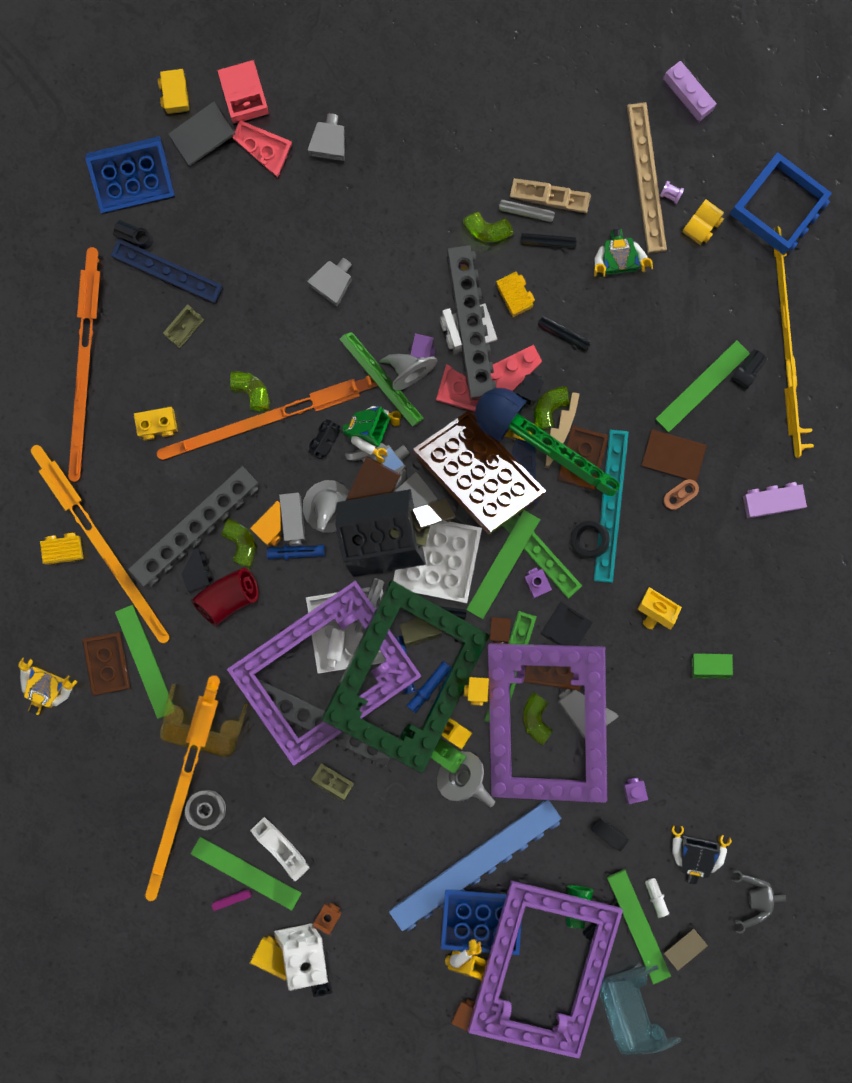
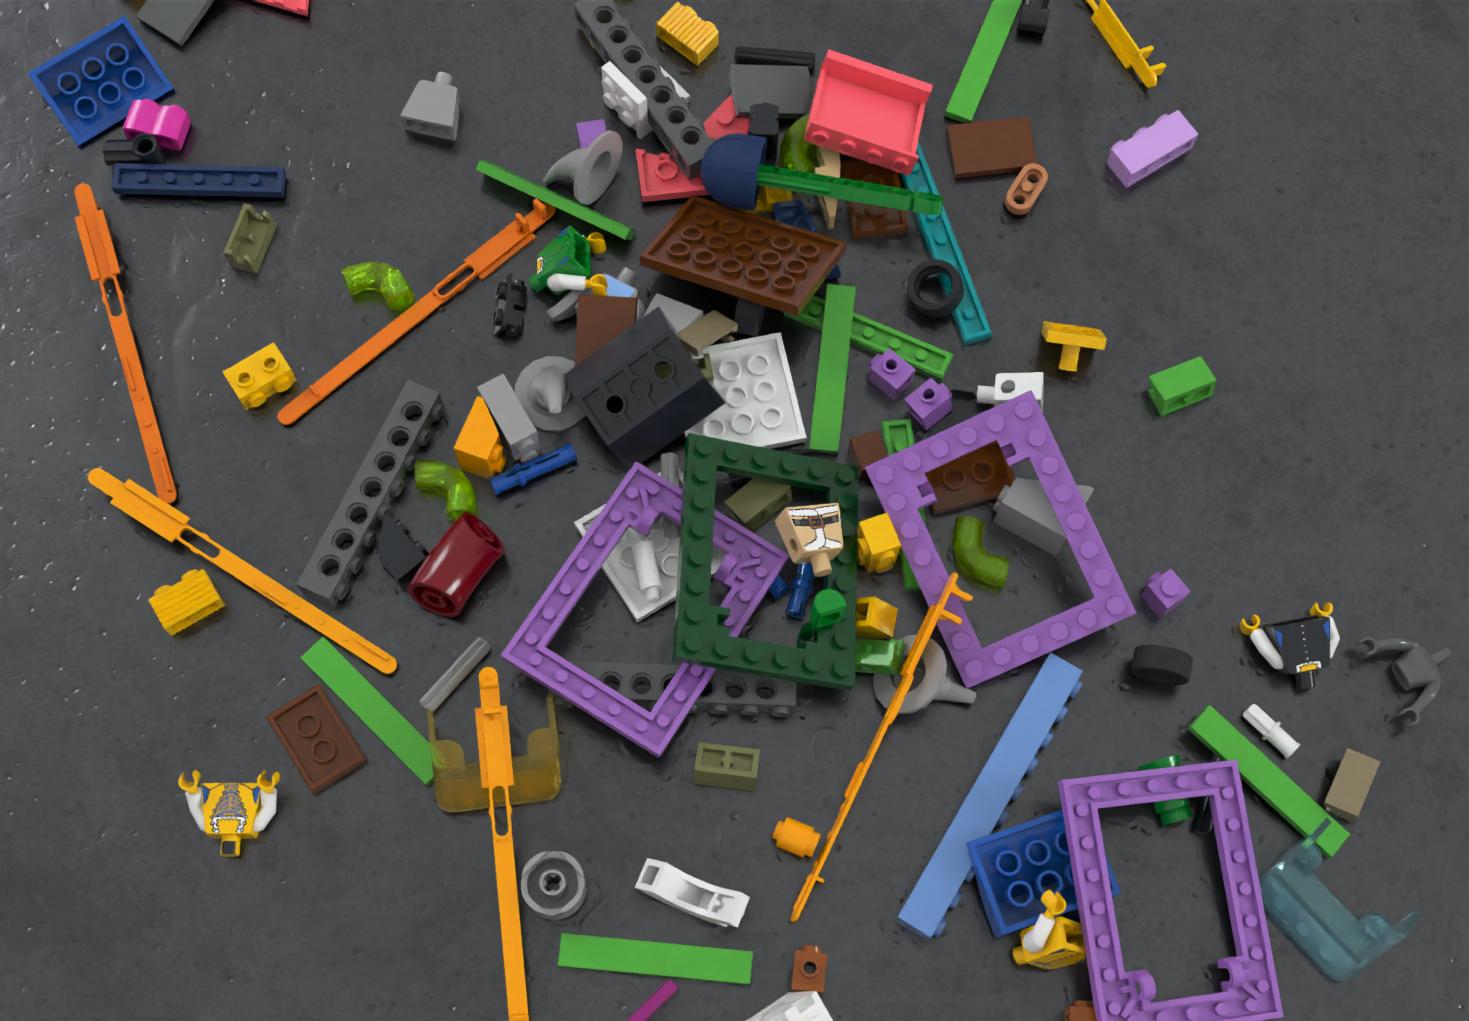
camera: 25 degrees left, 15 degrees down
(154, 220) = (165, 123): none -> dark pink brick
(199, 660) = (455, 674): none -> light grey axle
(353, 840) = (796, 837): none -> light orange brick
(424, 723) = (827, 608): none -> green brick
(438, 674) = (812, 535): none -> tan torso
(459, 774) = (933, 615): none -> light orange piece
(550, 359) = (778, 85): none -> dark grey tile
(551, 613) = (929, 403): none -> medium lavender brick
(601, 404) = (867, 112): none -> coral panel
(611, 636) = (1010, 386): none -> white torso

